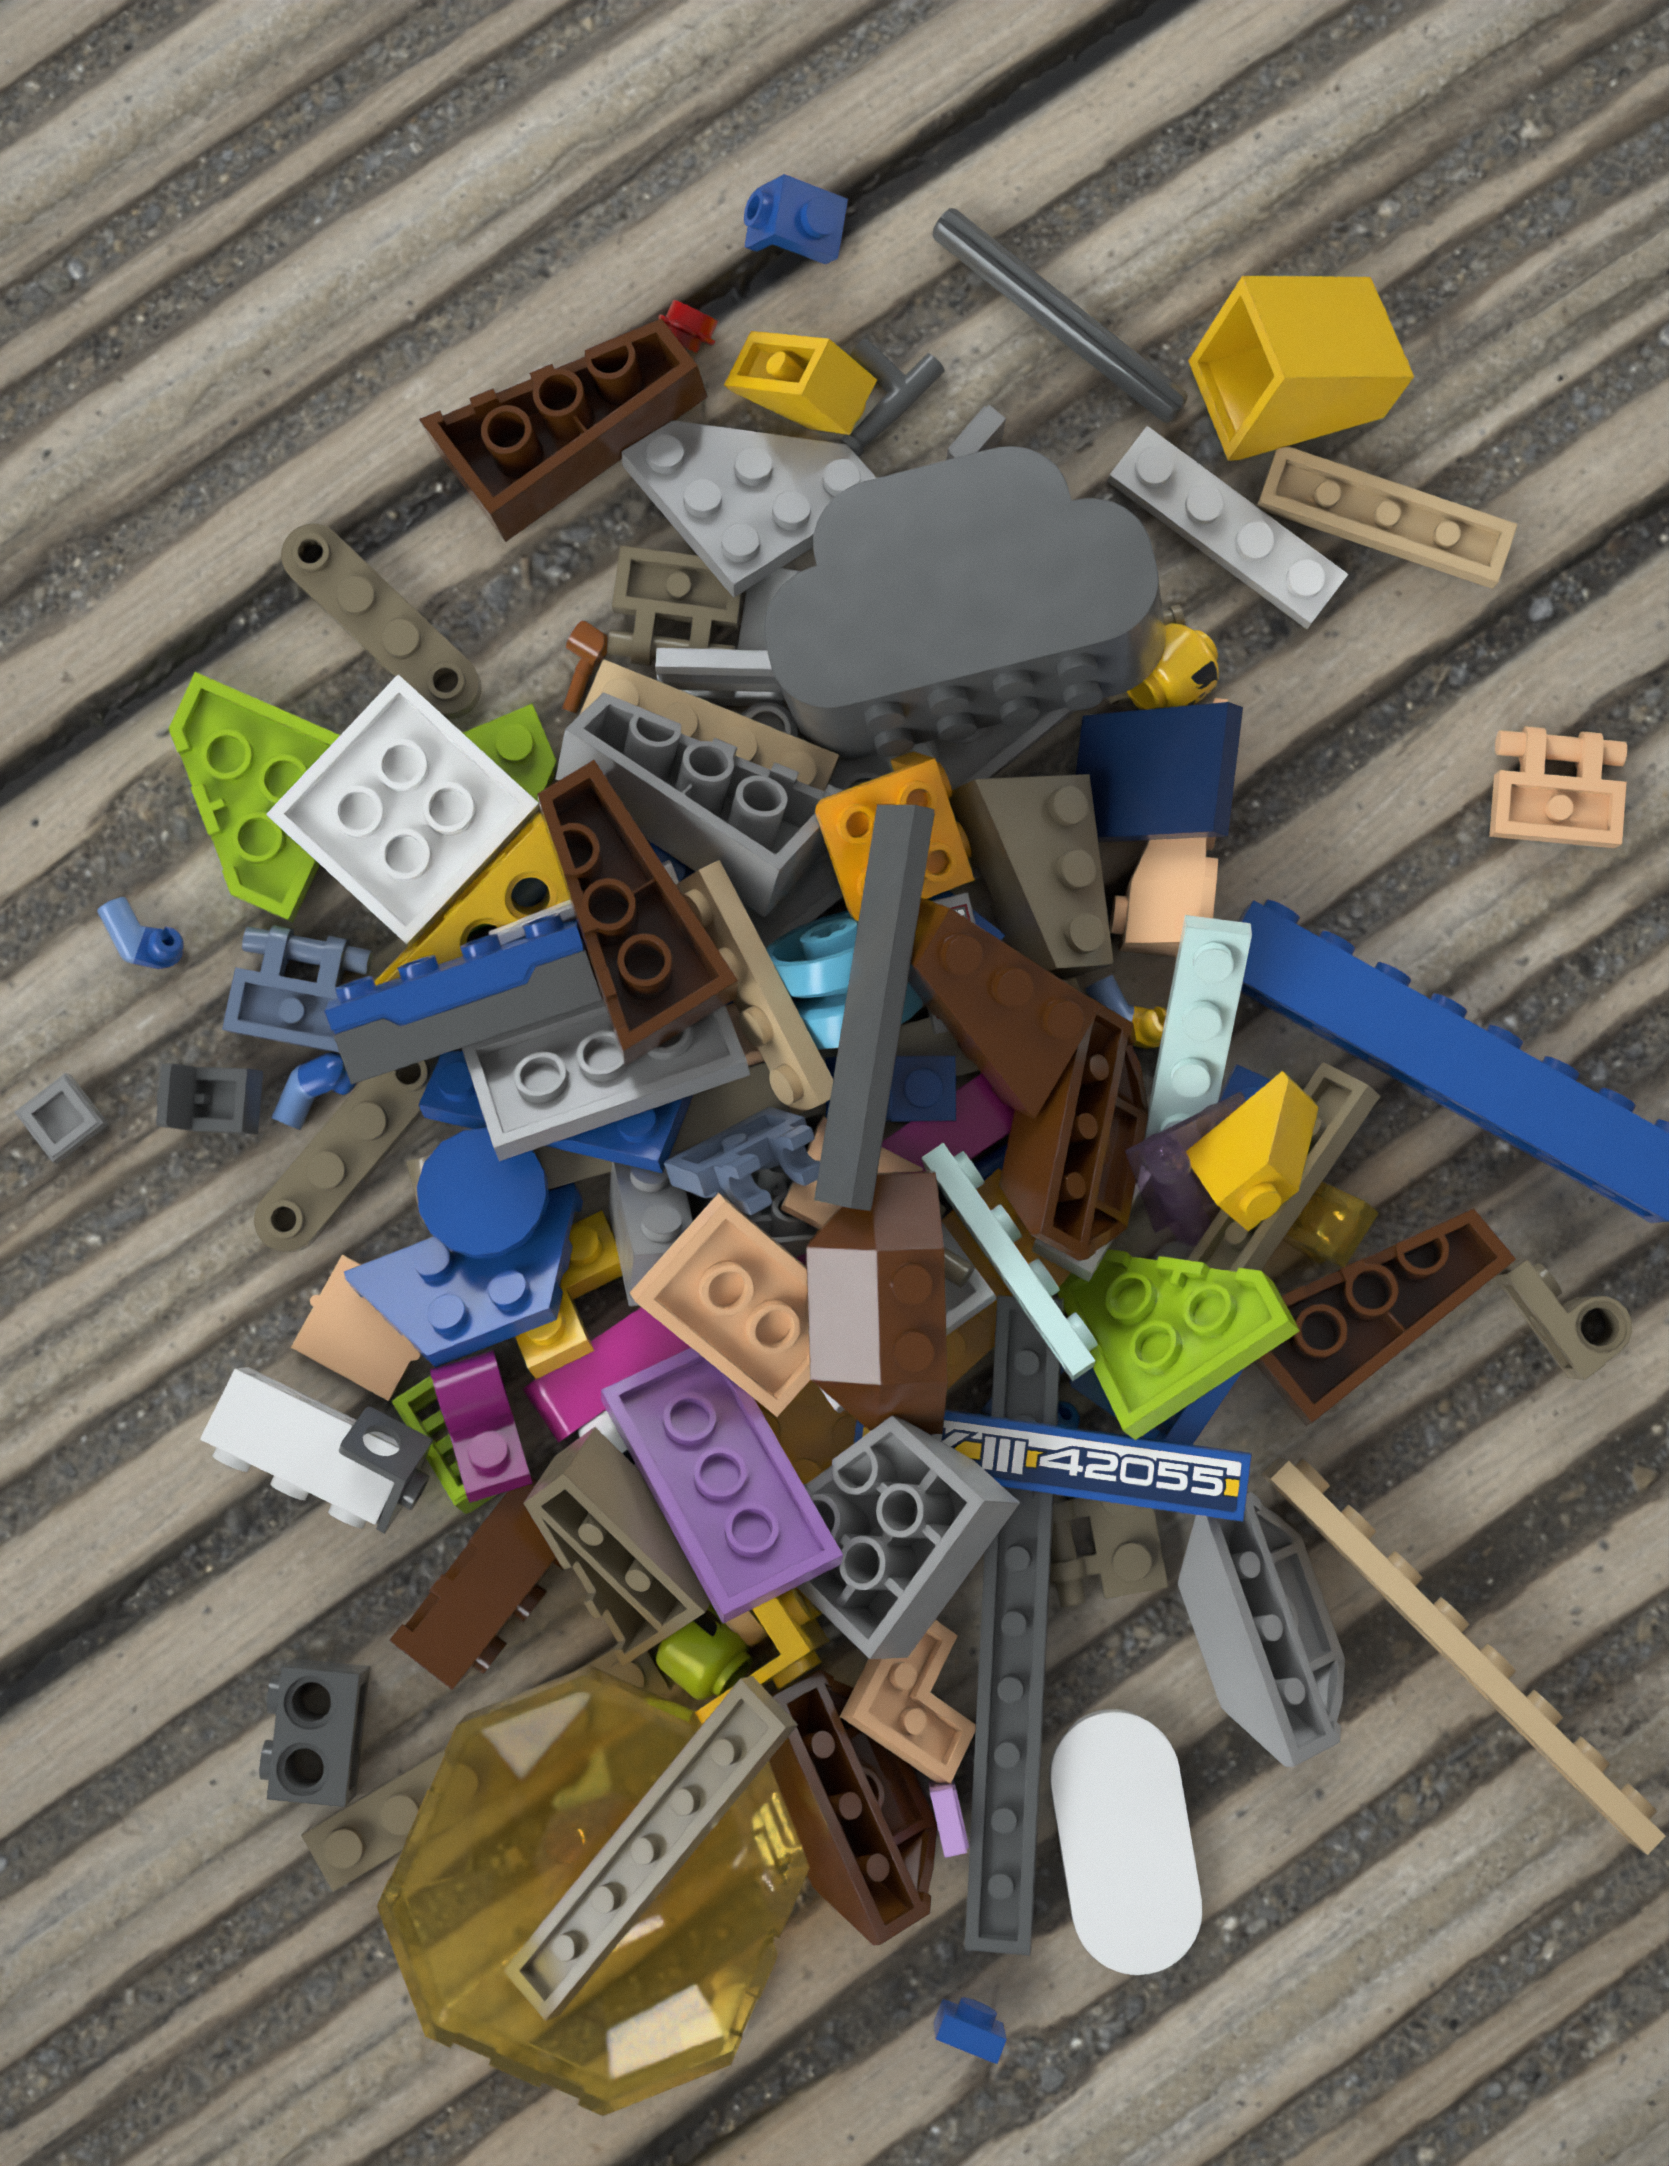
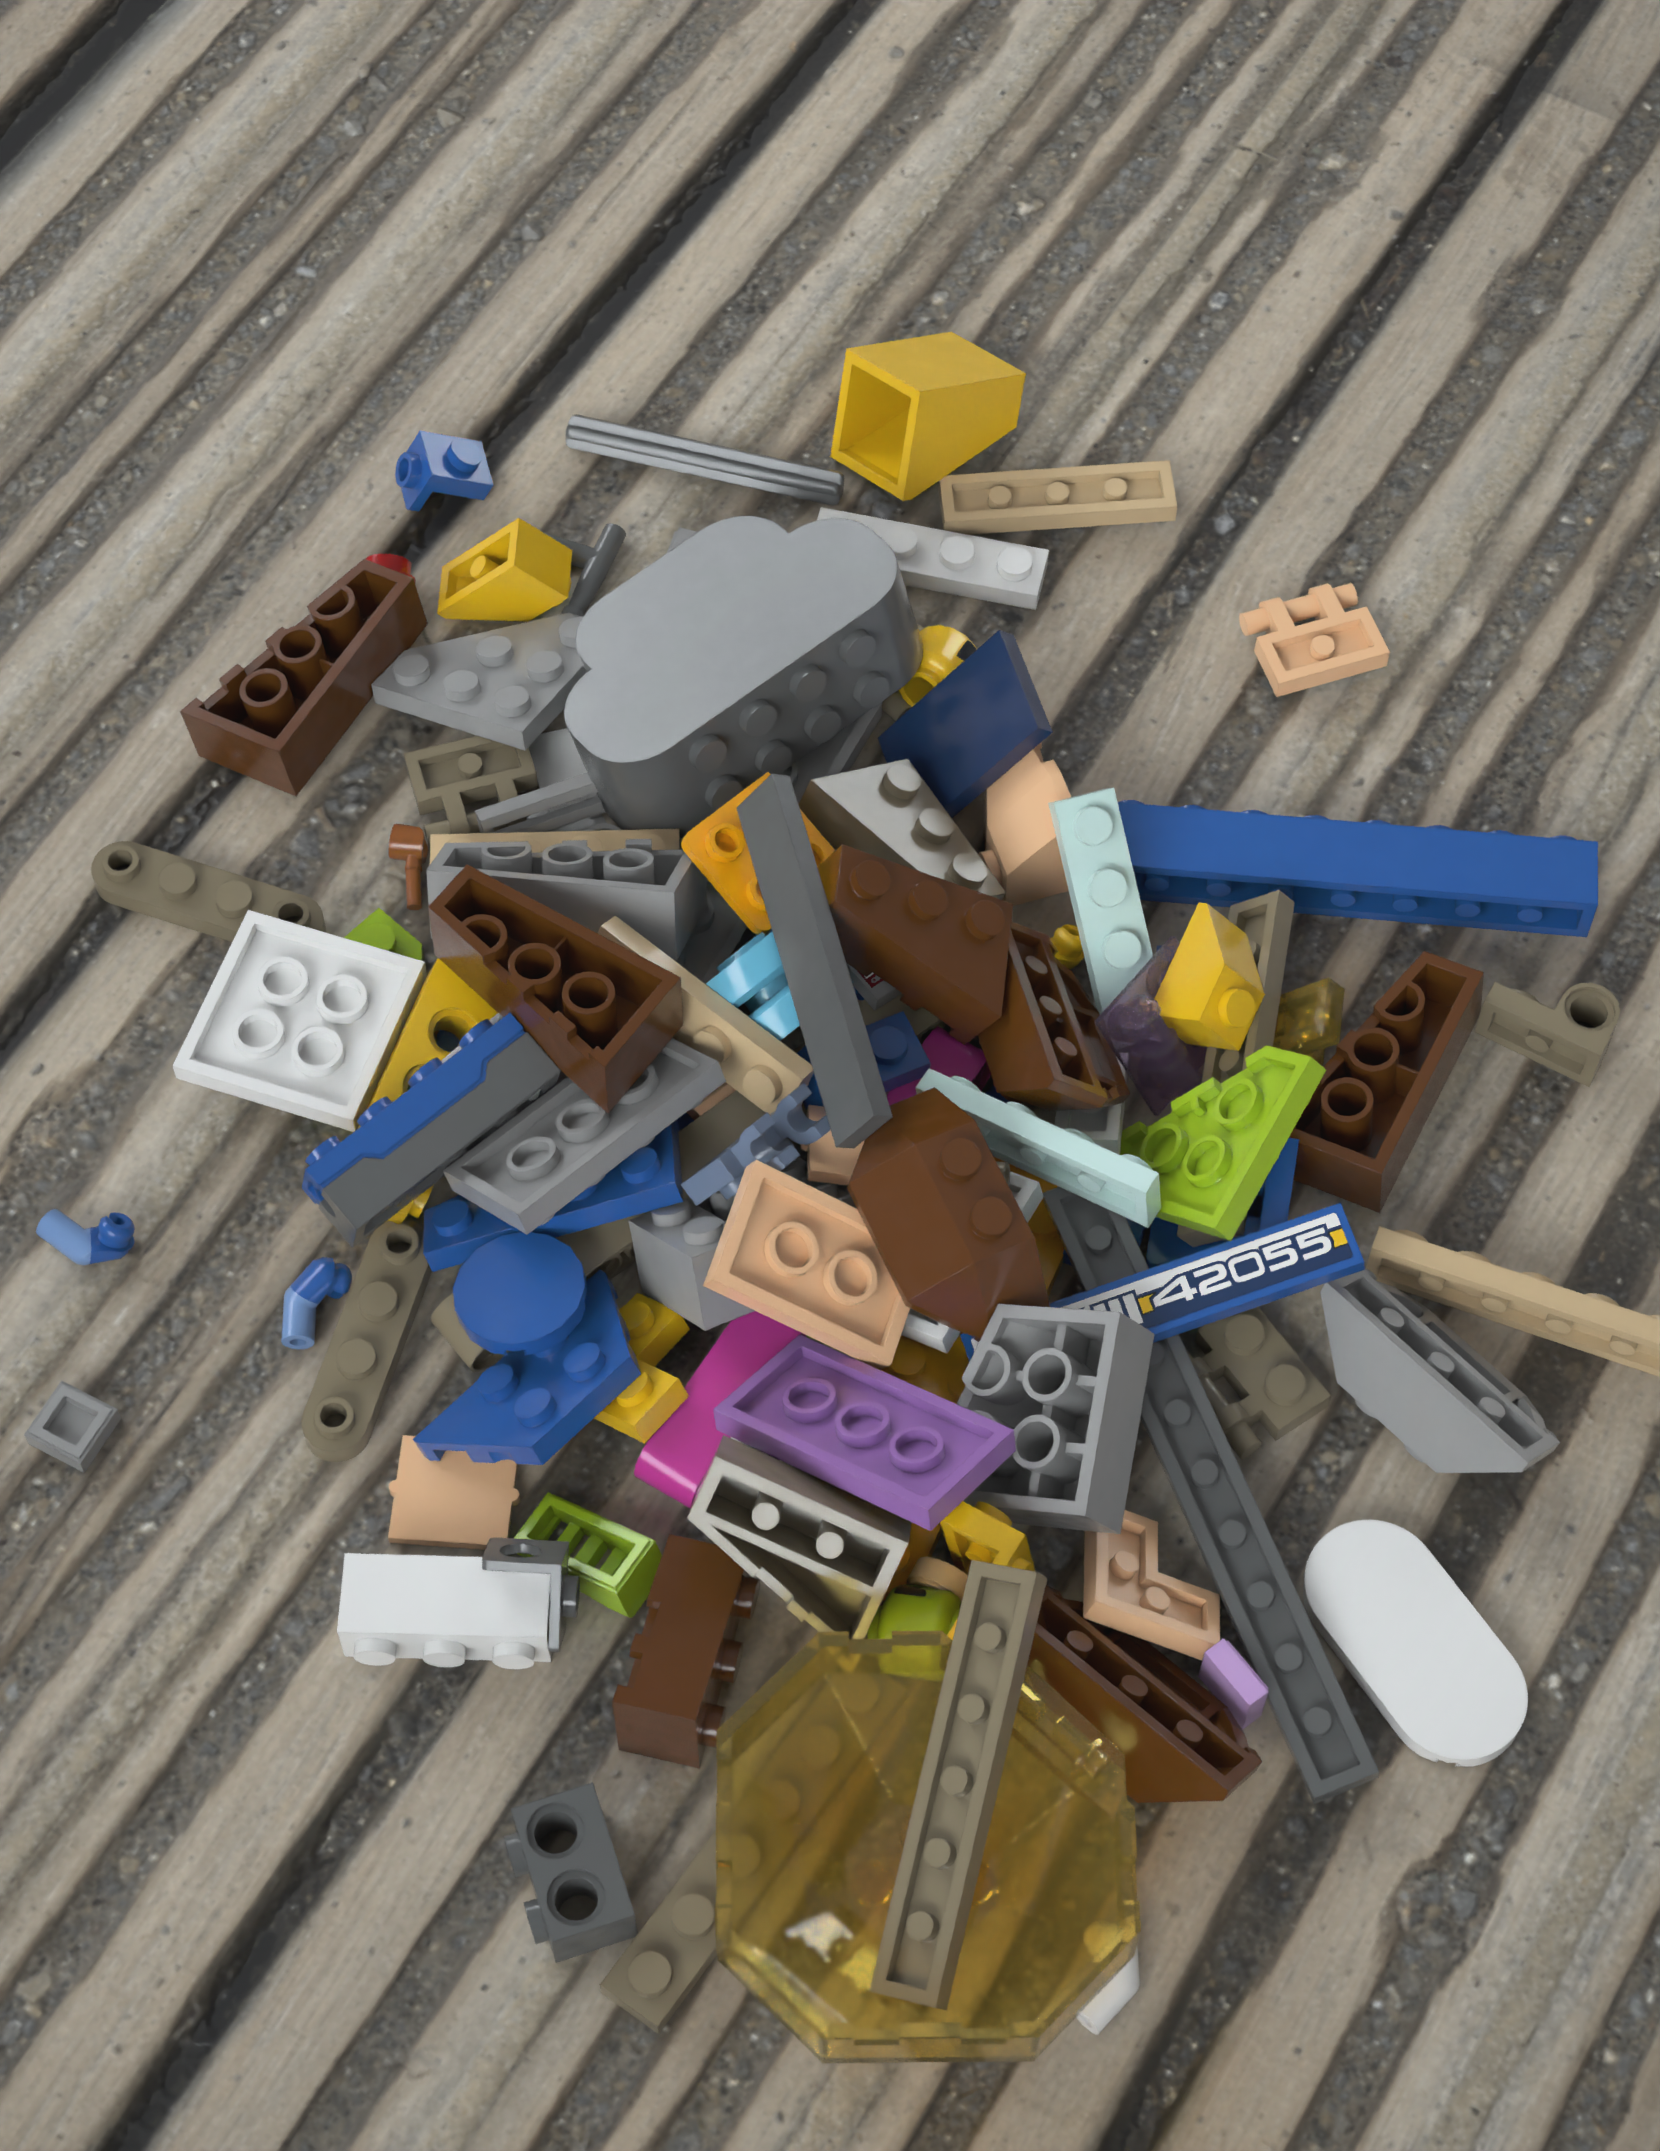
camera: 25 degrees left, 25 degrees down
(209, 1099) = (218, 1342): dark grey bracket -> none
(239, 766) = (123, 1060): lime plate -> none
(285, 1007) = (262, 1237): sand blue plate -> none
(481, 1426) = (599, 1497): magenta plate -> none
(970, 2028) = (1359, 1872): blue plate -> none

